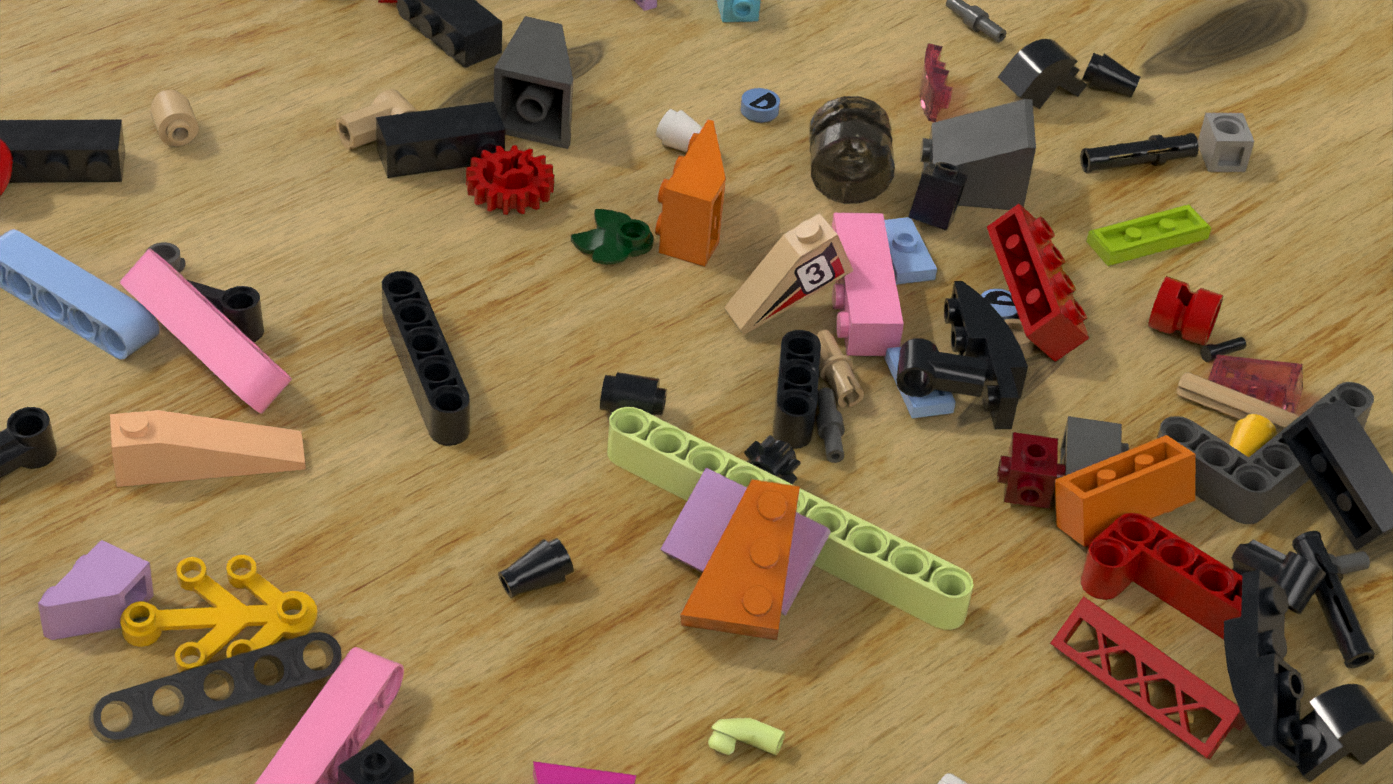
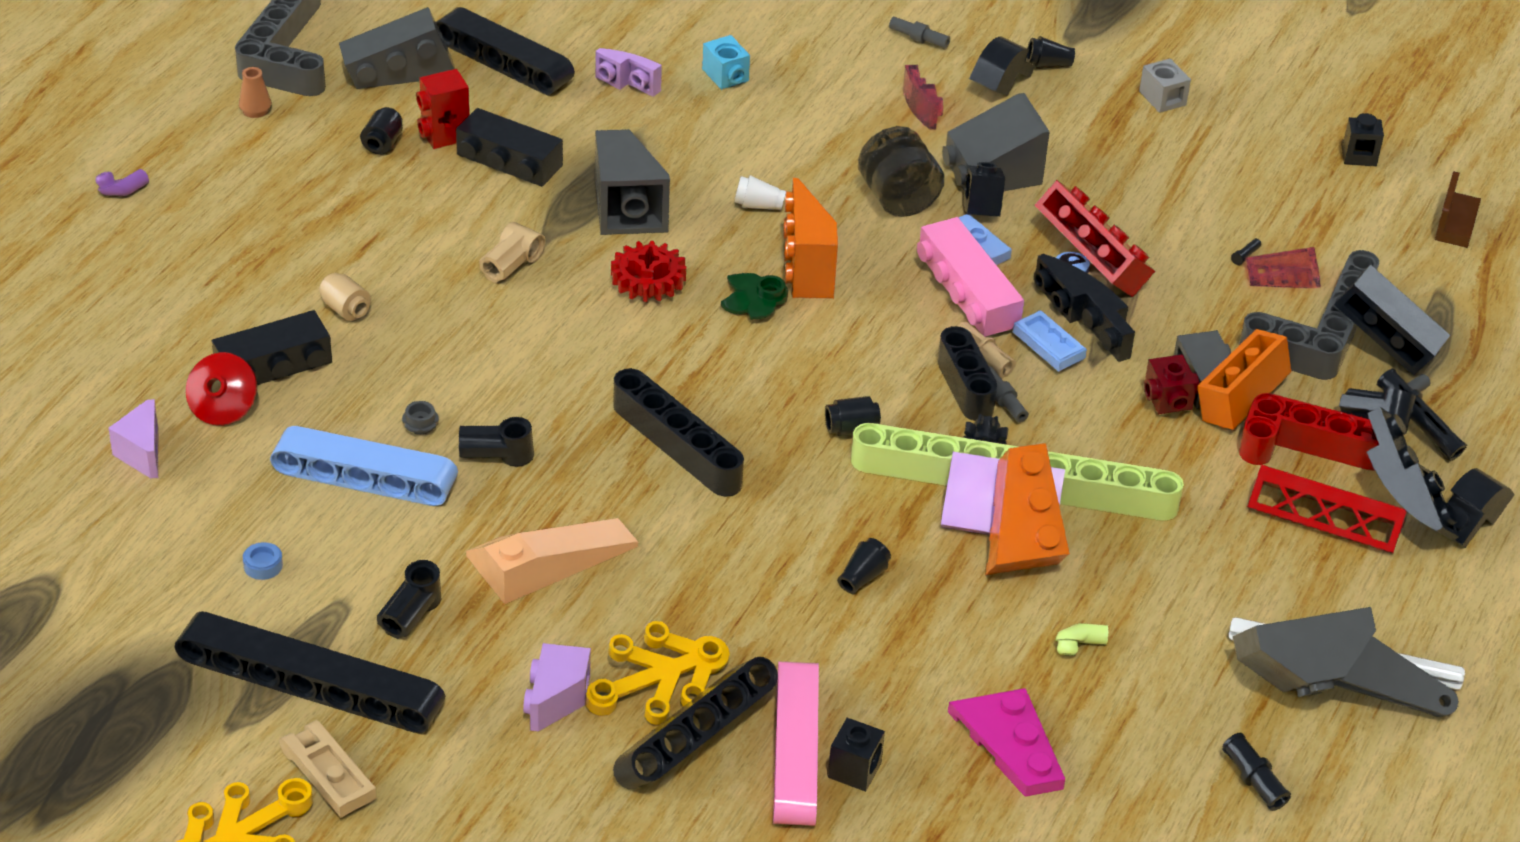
camera: 20 degrees left, 0 degrees up
(205, 331) = (503, 461): bright pink beam -> none
(437, 138) = (570, 253): black brick -> none
(760, 105) = (797, 153): medium blue tile -> none
(791, 272) = (917, 285): tan slope -> none
(926, 369) = (1060, 330): black piece -> none
(1148, 235) = (1146, 177): lime tile -> none
(1179, 147) = (1116, 107): black pin -> none
(1185, 311) = (1210, 230): red wheel -> none
(1230, 401) = (1281, 291): tan axle -> none
(1252, 434) = (1306, 310): yellow cone -> none

